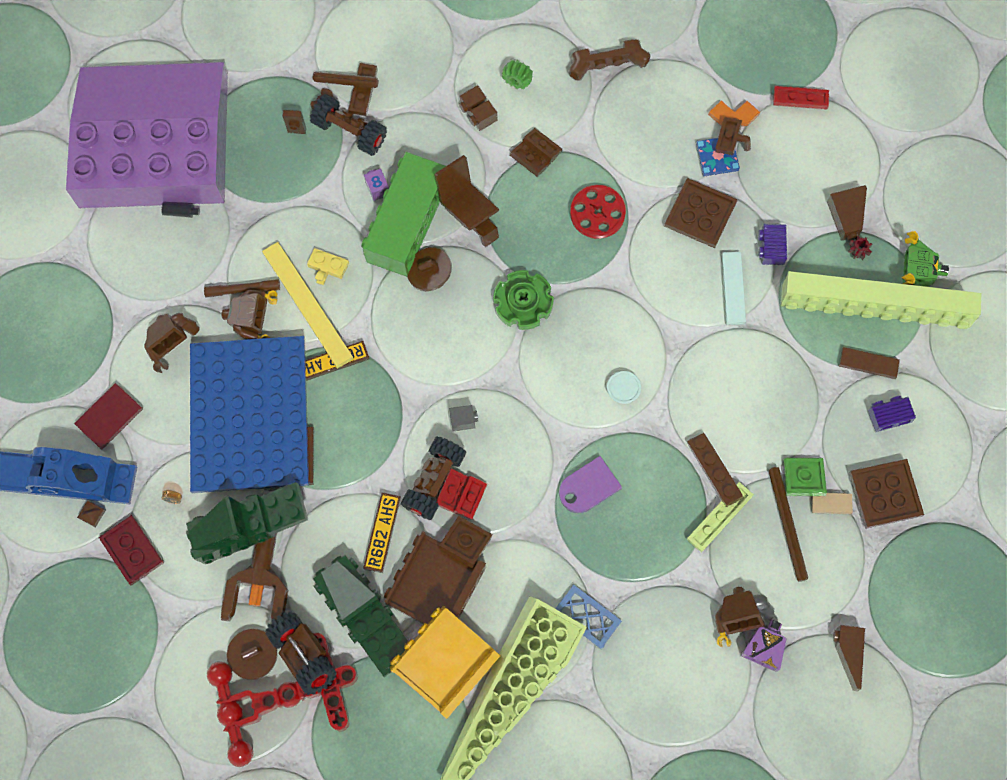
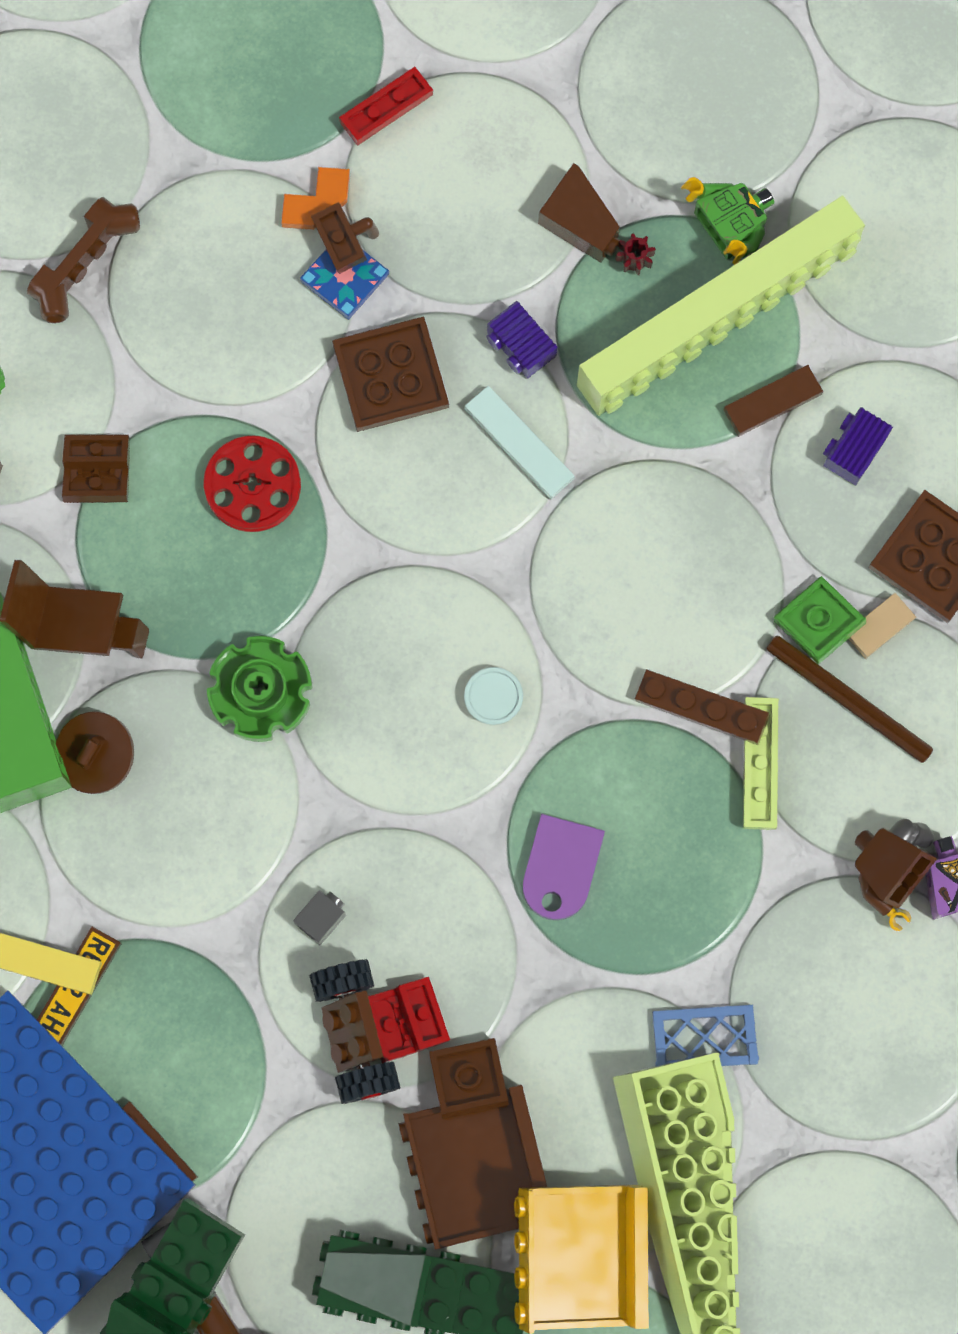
camera: 45 degrees left, 5 degrees up
(382, 532) = (347, 1161): tile -> none

